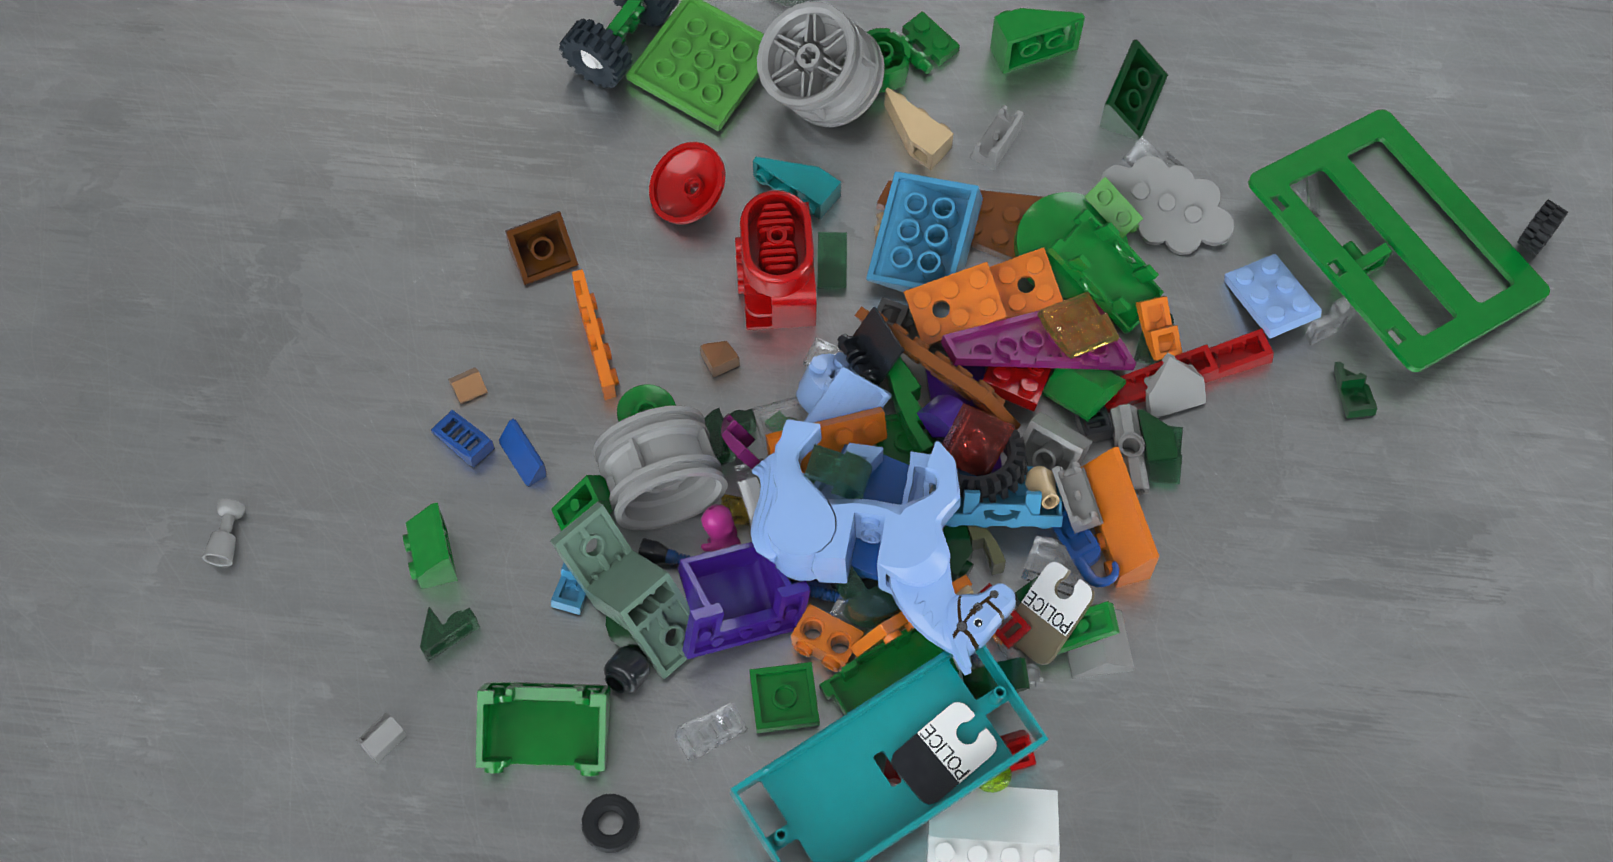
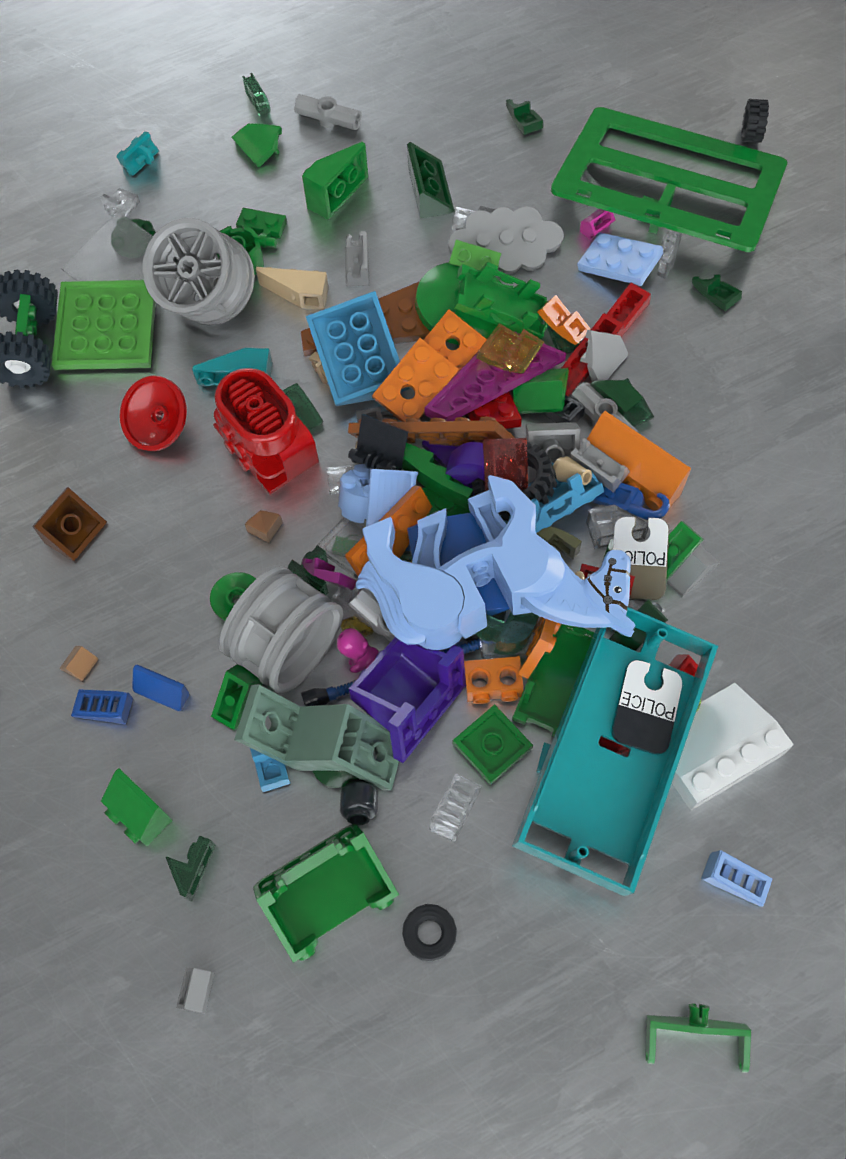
camera: 30 degrees left, 0 degrees up
(594, 329) = (156, 564): orange wing -> none
(845, 472) = (434, 542): clear green brick -> none
(1275, 235) = (587, 225): none -> dark pink piece
(1295, 75) = (525, 118): none -> dark green slope

